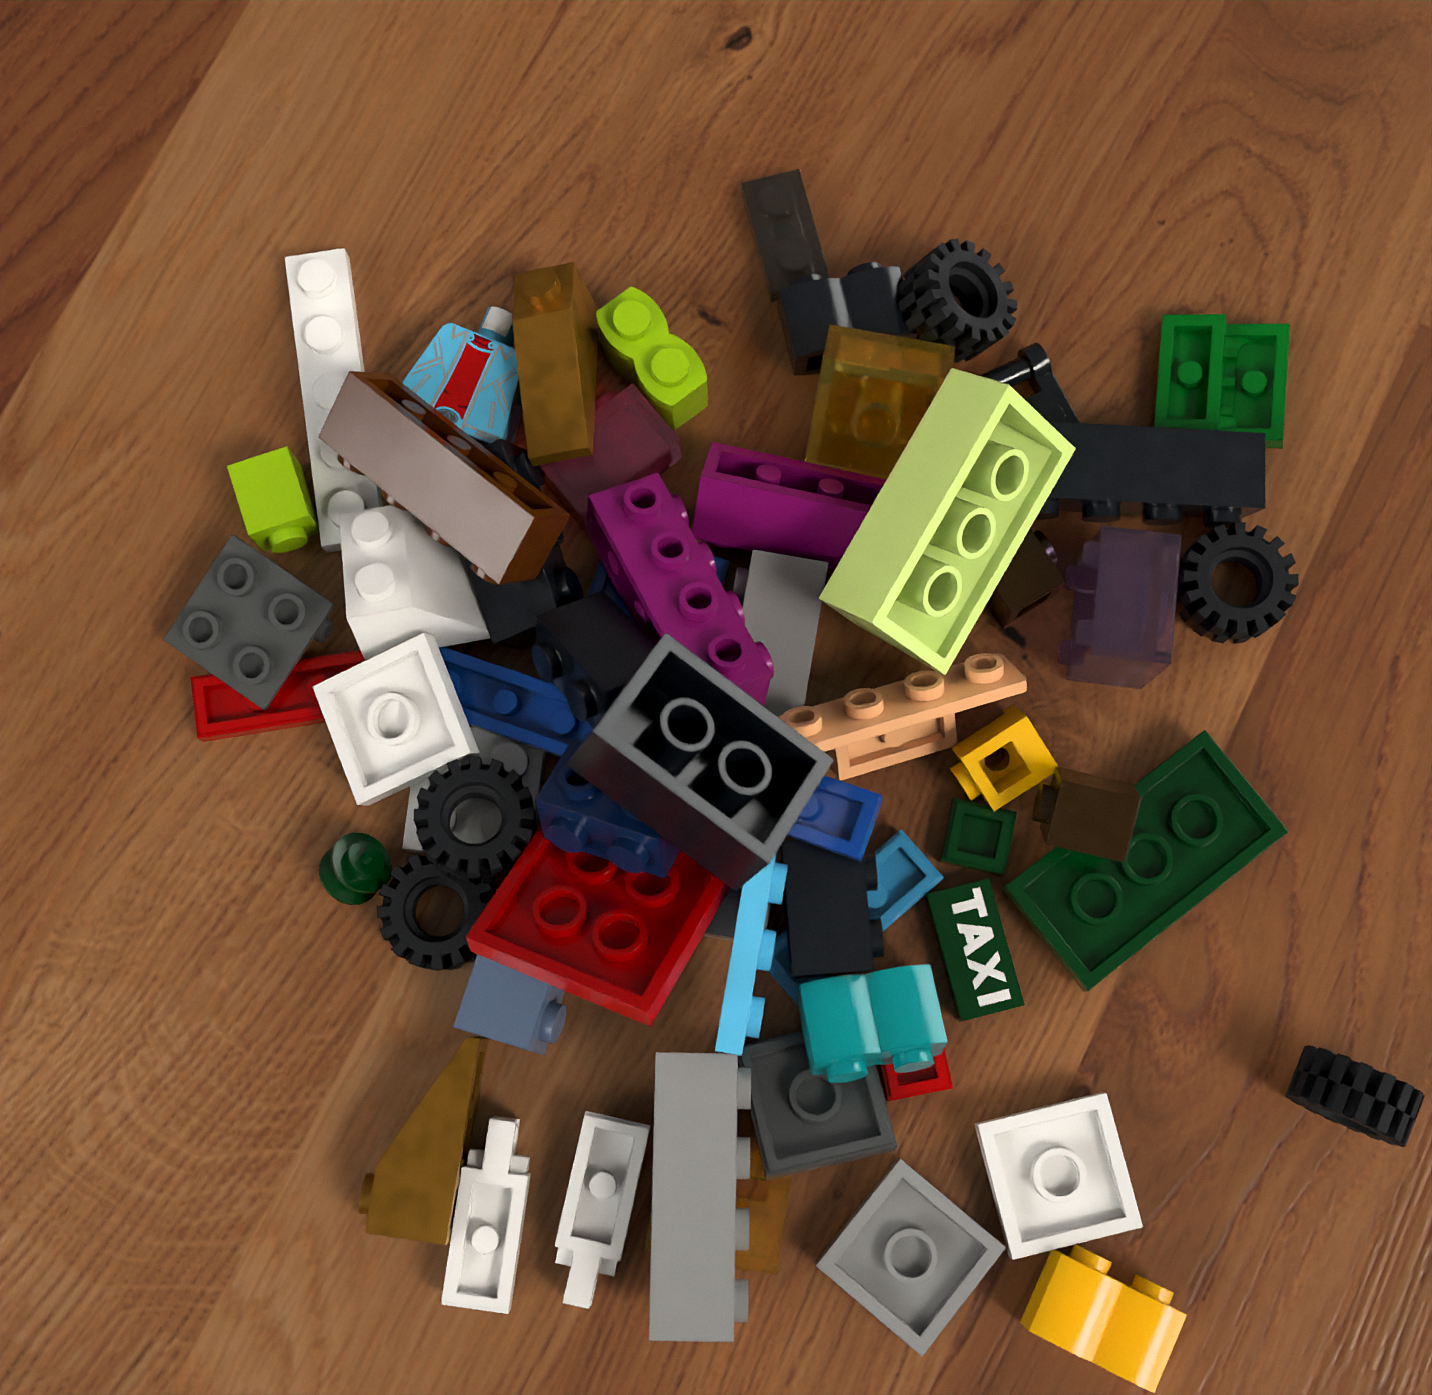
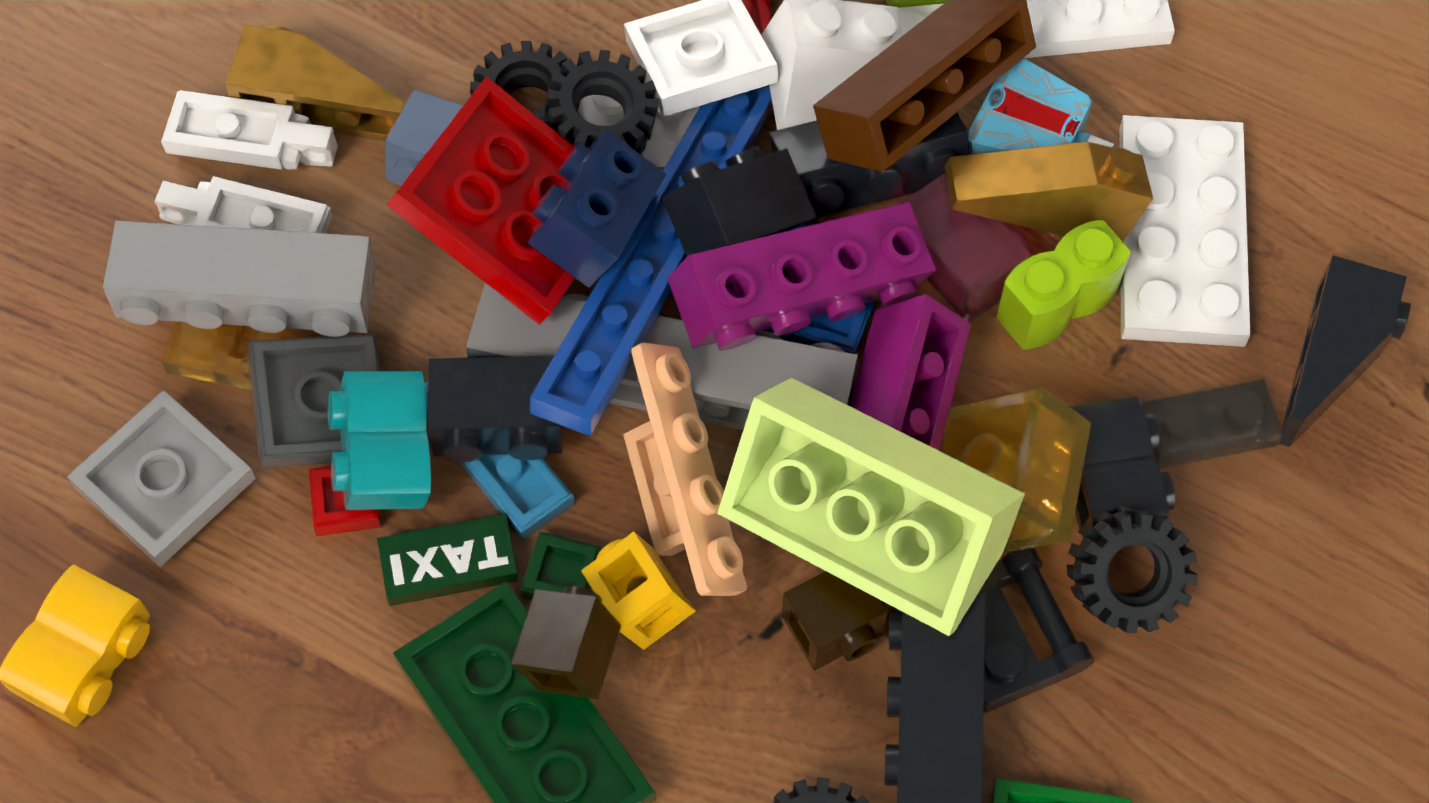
camera: 90 degrees right, 15 degrees down
(355, 868) = (569, 29): dark green wheel -> none
(609, 235) = (1191, 242): none -> white plate
(695, 108) = (1346, 332): none -> black slope
(701, 763) = (622, 235): black brick -> none
(750, 952) = (460, 318): medium azure plate -> none
(1058, 1175) = (217, 617): white plate -> none
(1122, 607) = (784, 700): container -> none

